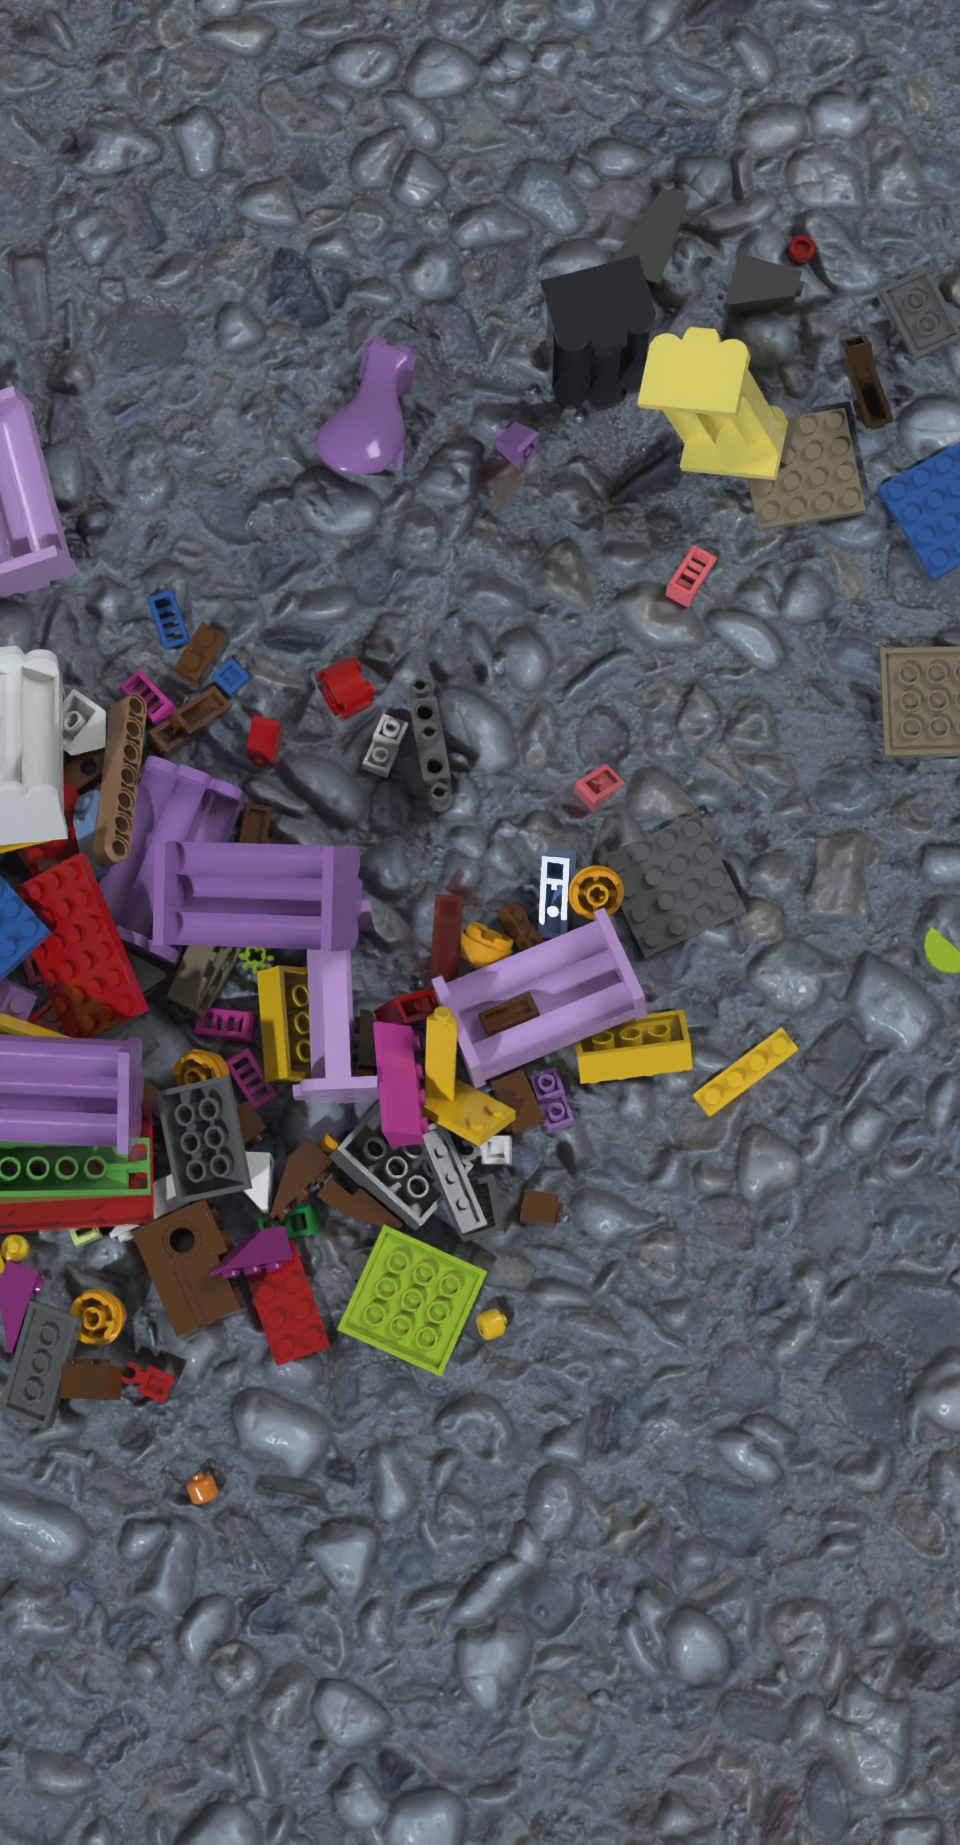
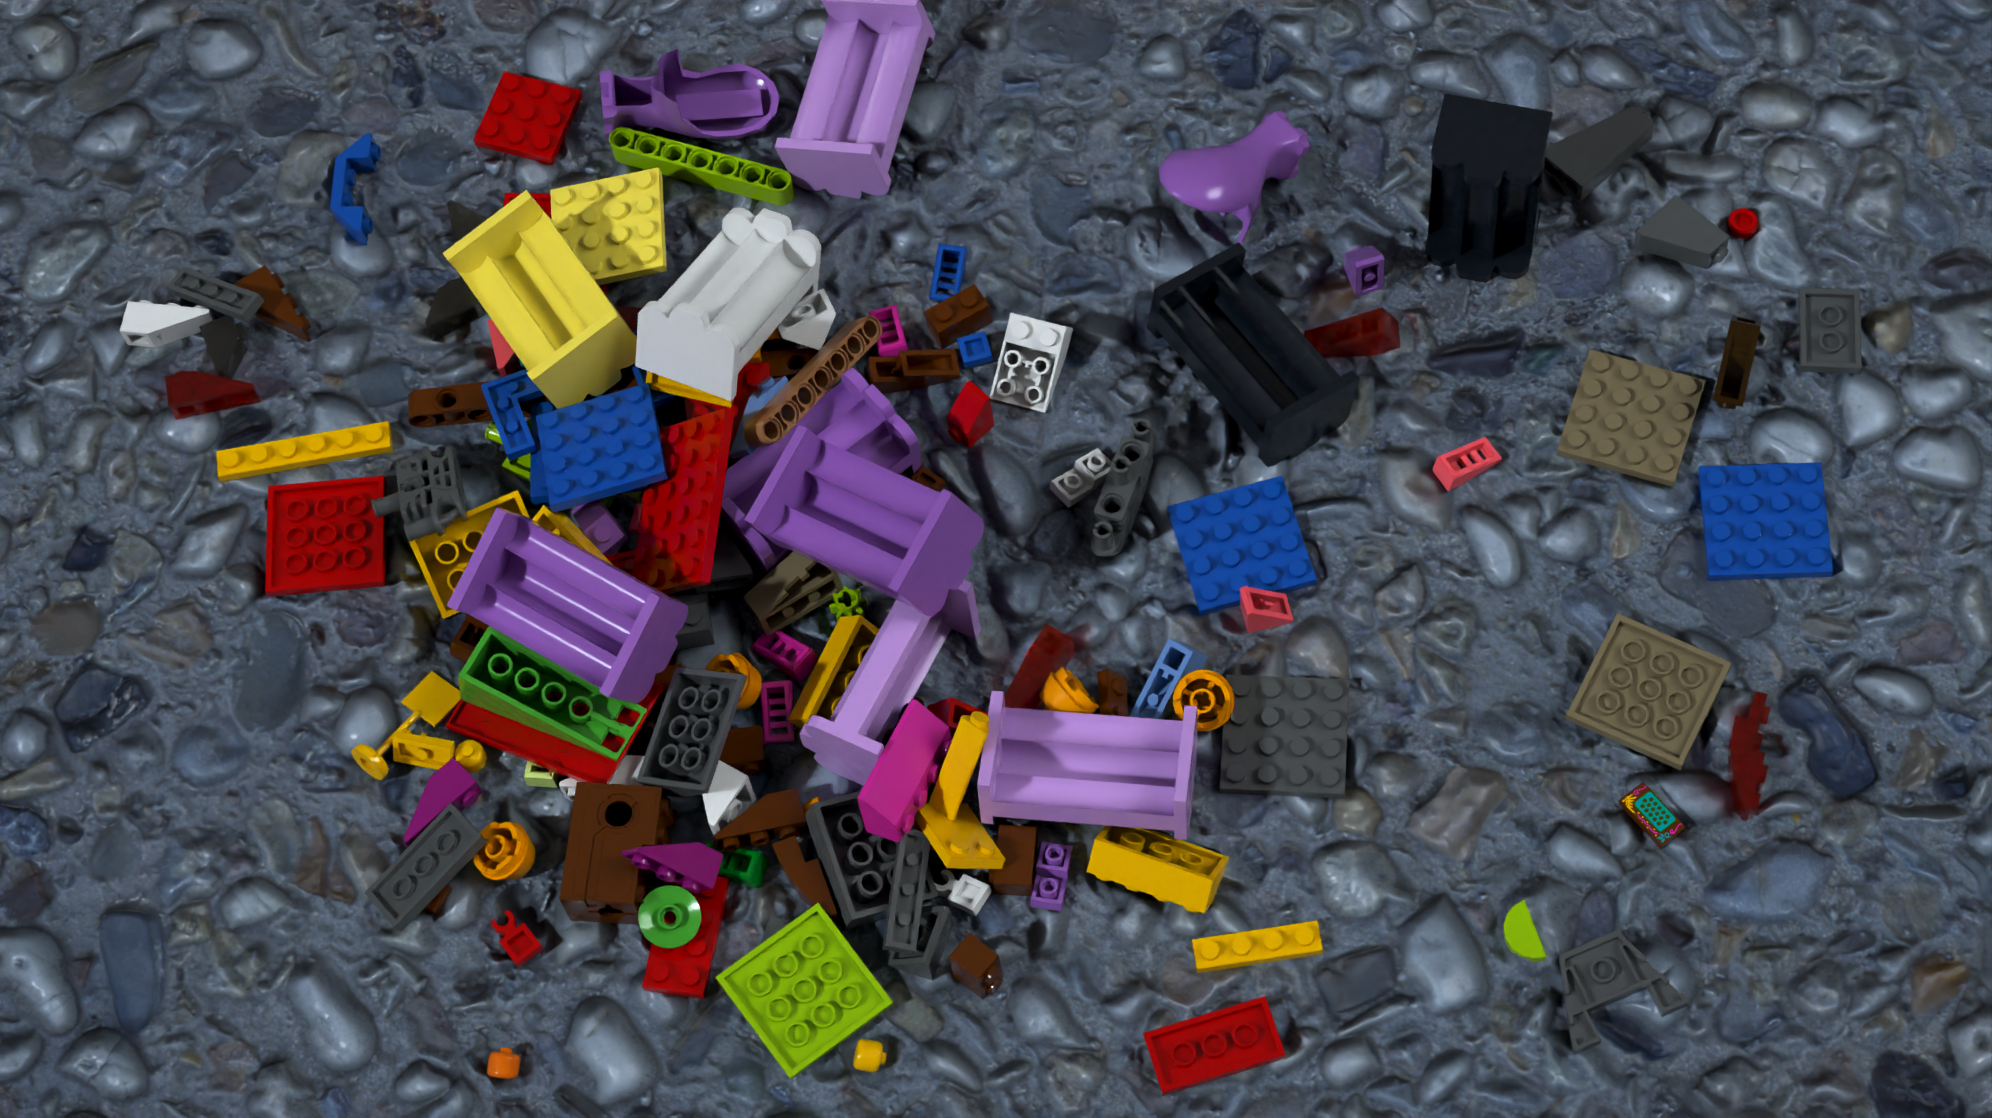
camera: 35 degrees right, 15 degrees down
(90, 1380) = (460, 904): reddish brown brick -> none
(284, 665) = (1030, 362): none -> white slope
(284, 1303) = (666, 900): none -> bright green dish
(345, 688) = (1073, 405): red brick -> none
(472, 573) = (1251, 356): none -> black piece
(508, 1014) = (1051, 766): reddish brown tile -> none
(540, 510) = (1357, 335): none -> clear red slope
(547, 739) = (1241, 541): none -> blue plate
(713, 404) = (1562, 296): light yellow piece -> none
(757, 1171) = (1214, 1045): none -> red plate

